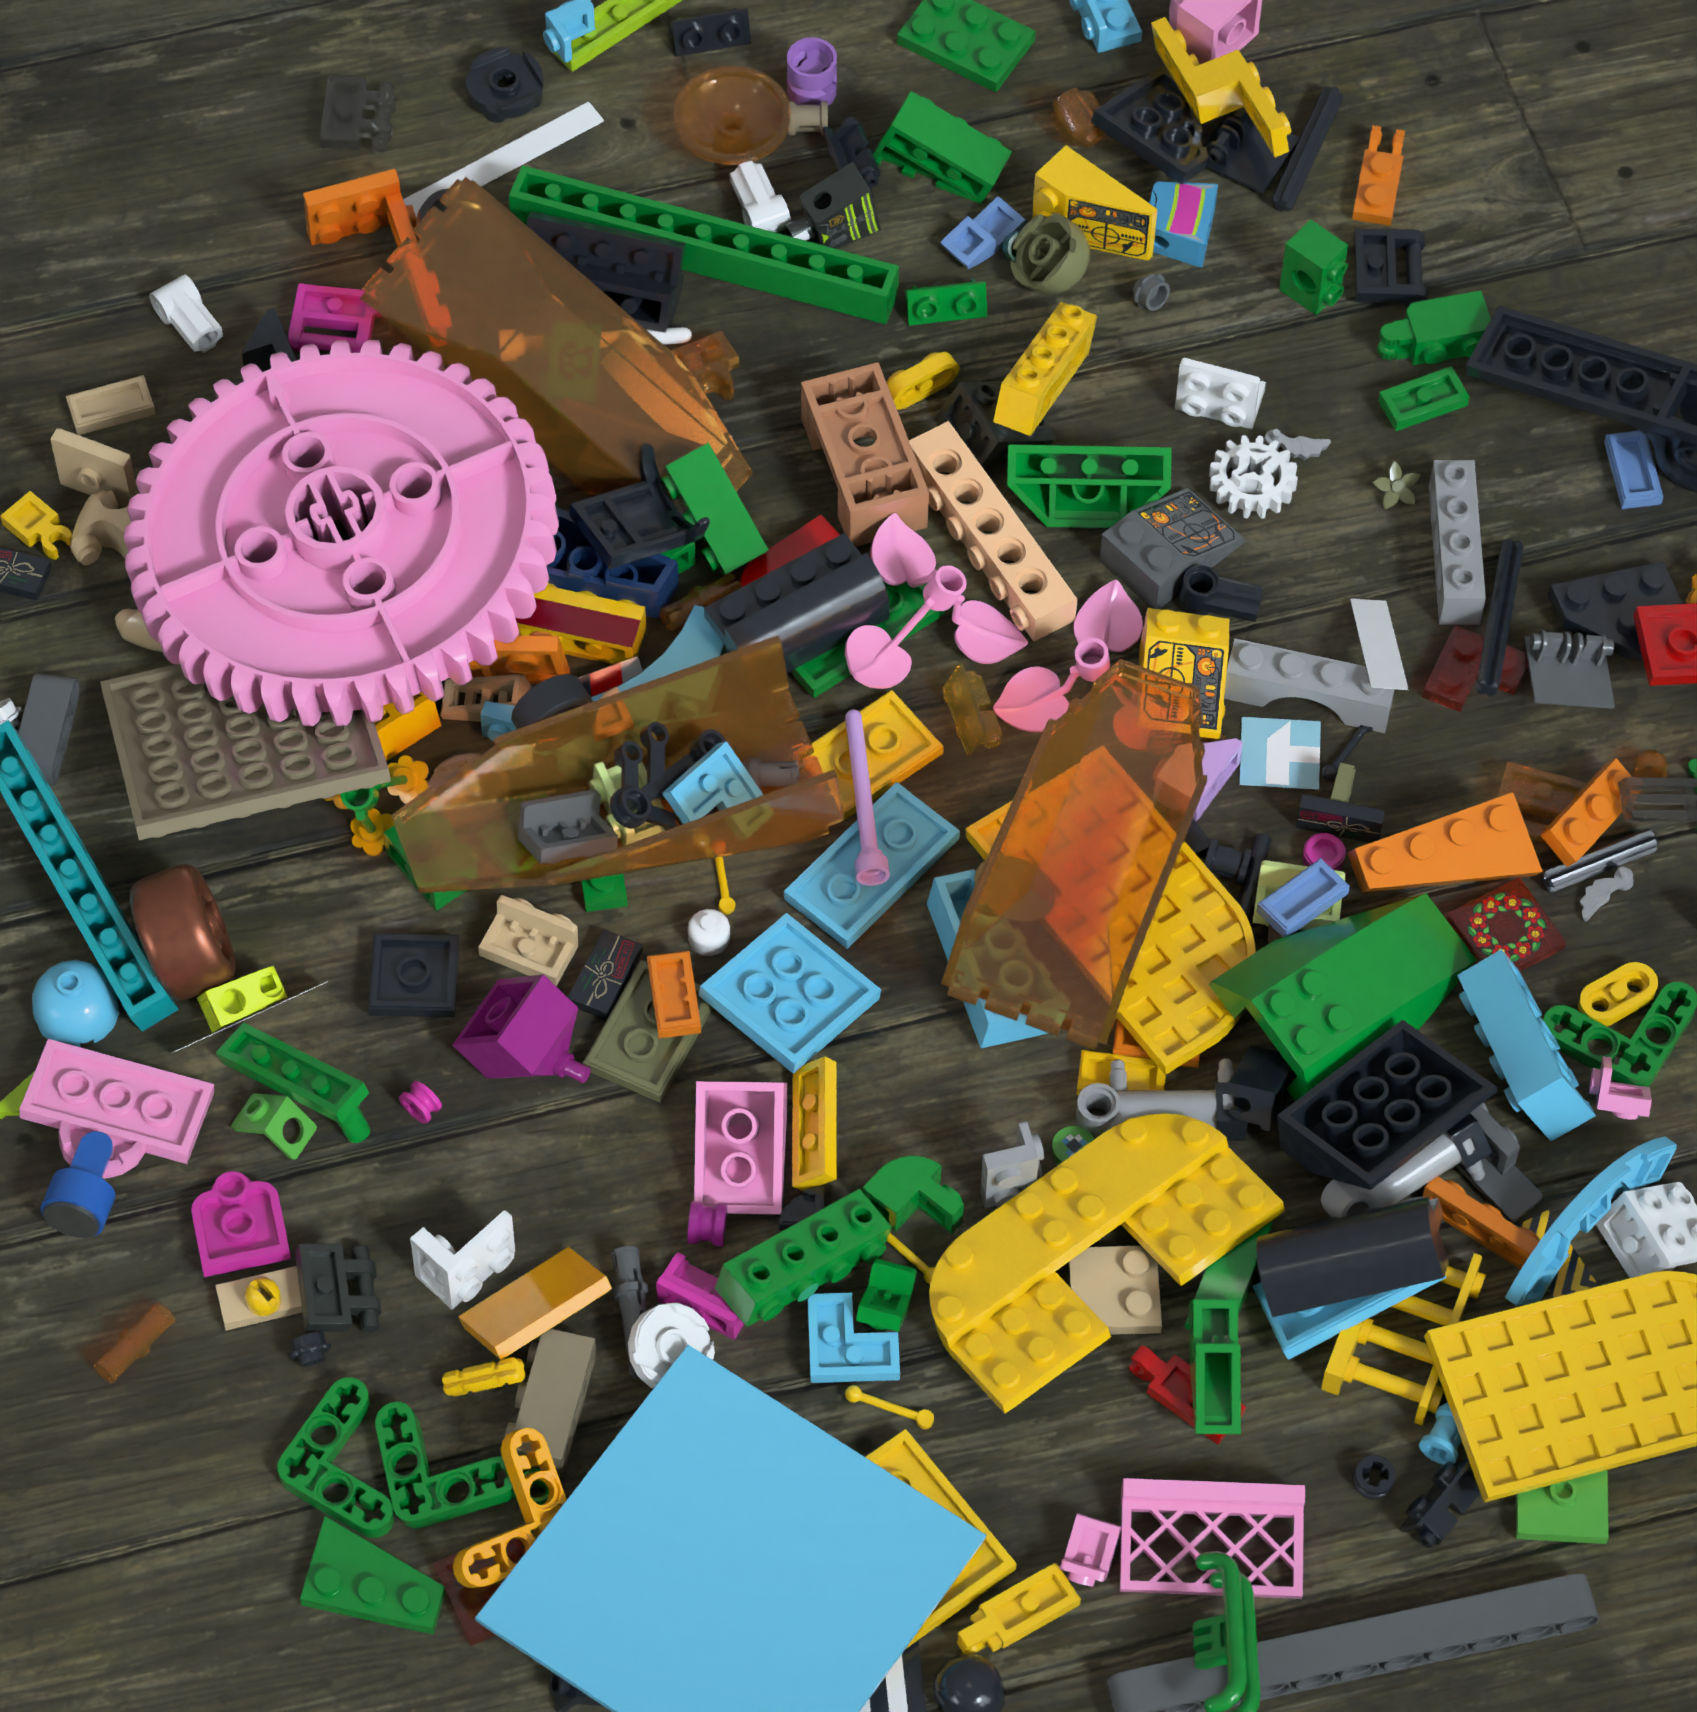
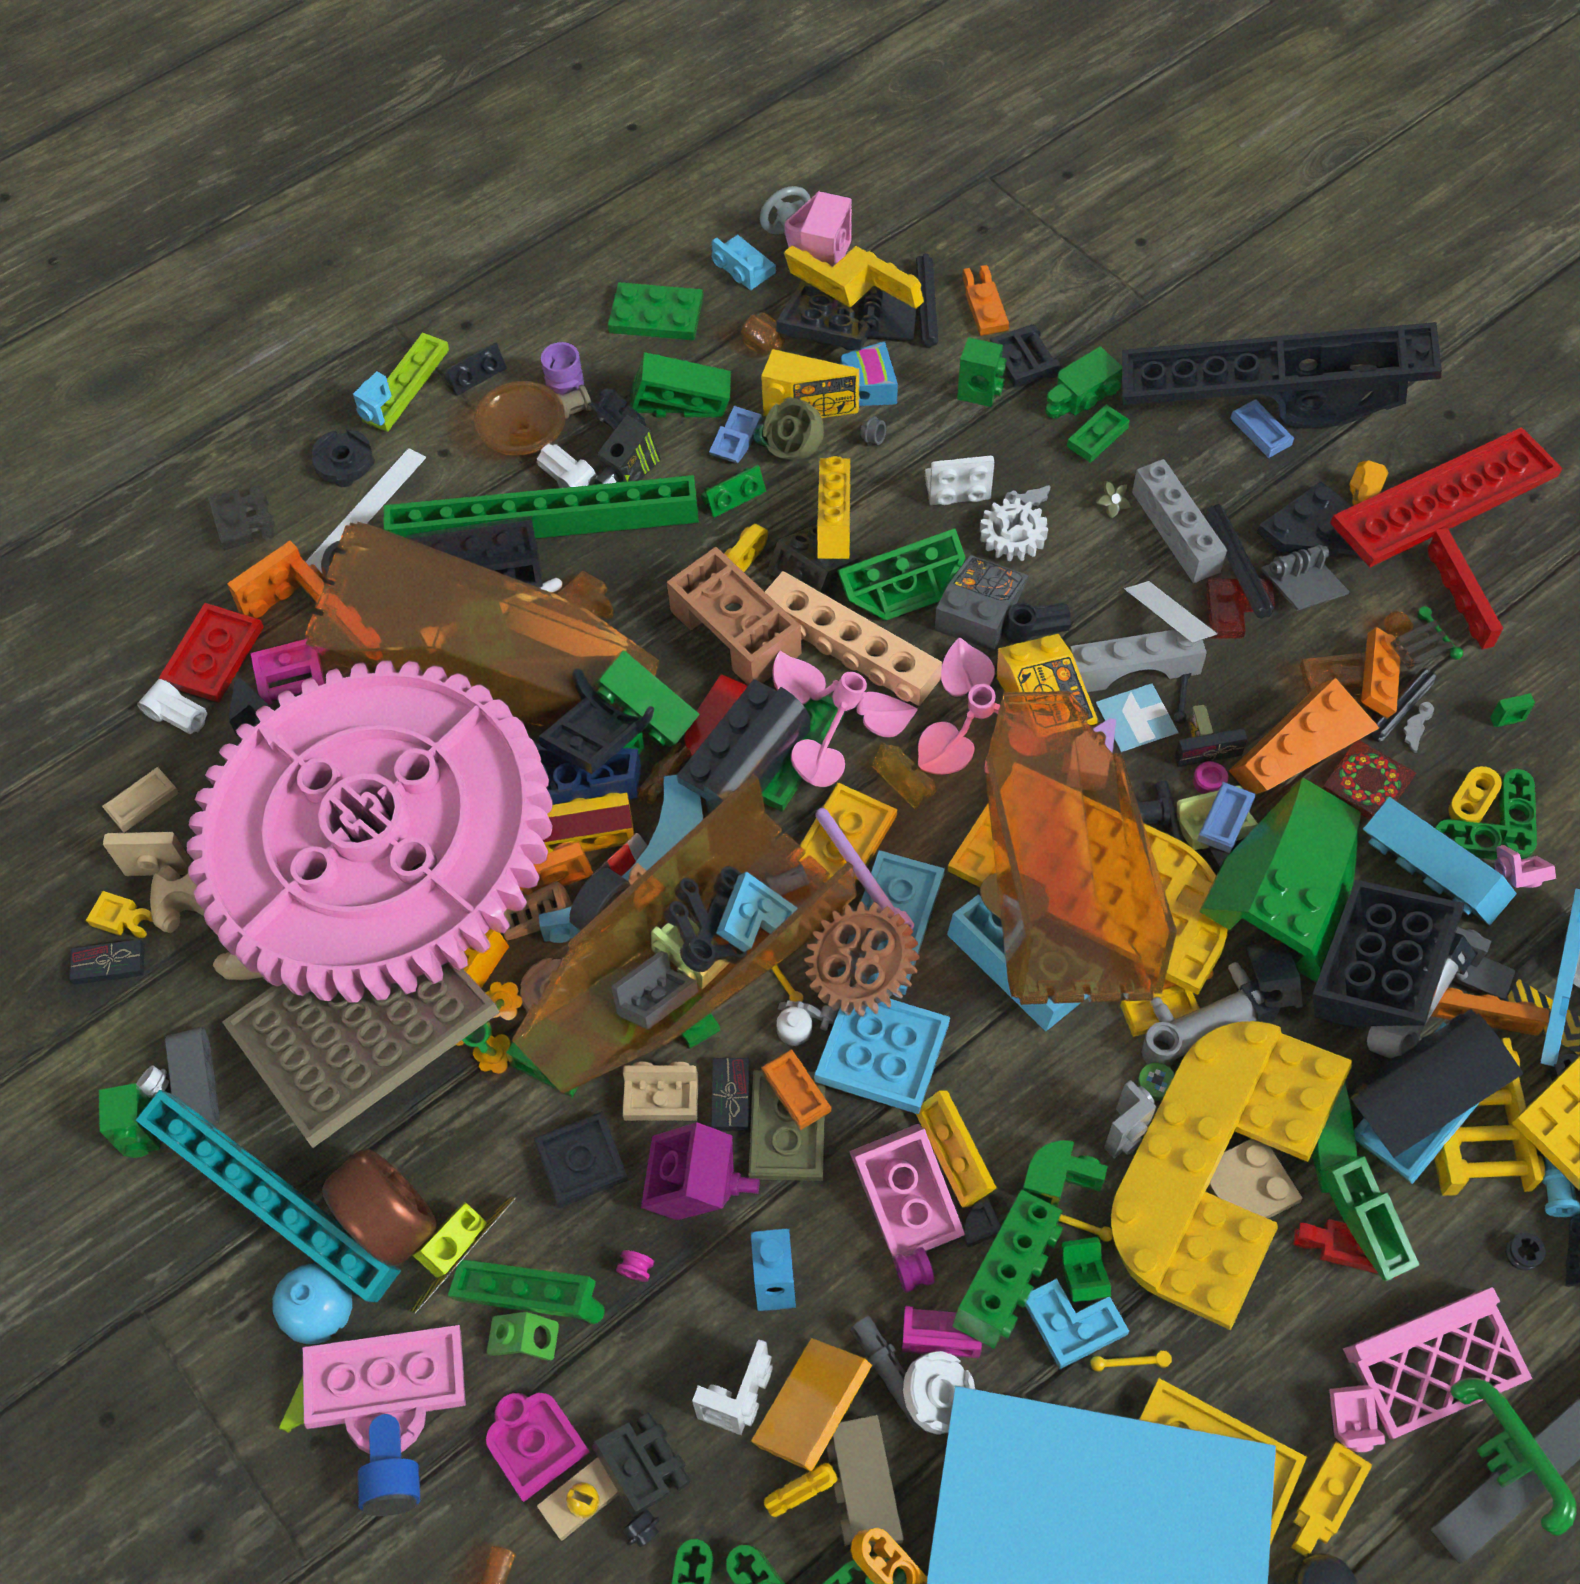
camera: 20 degrees left, 0 degrees up
(256, 265) = (211, 652): none -> red plate
(564, 1151) = (773, 1269): none -> dark azure torso
(746, 934) = (826, 1015): none -> light grey piece
(810, 873) = (861, 958): none -> nougat gear

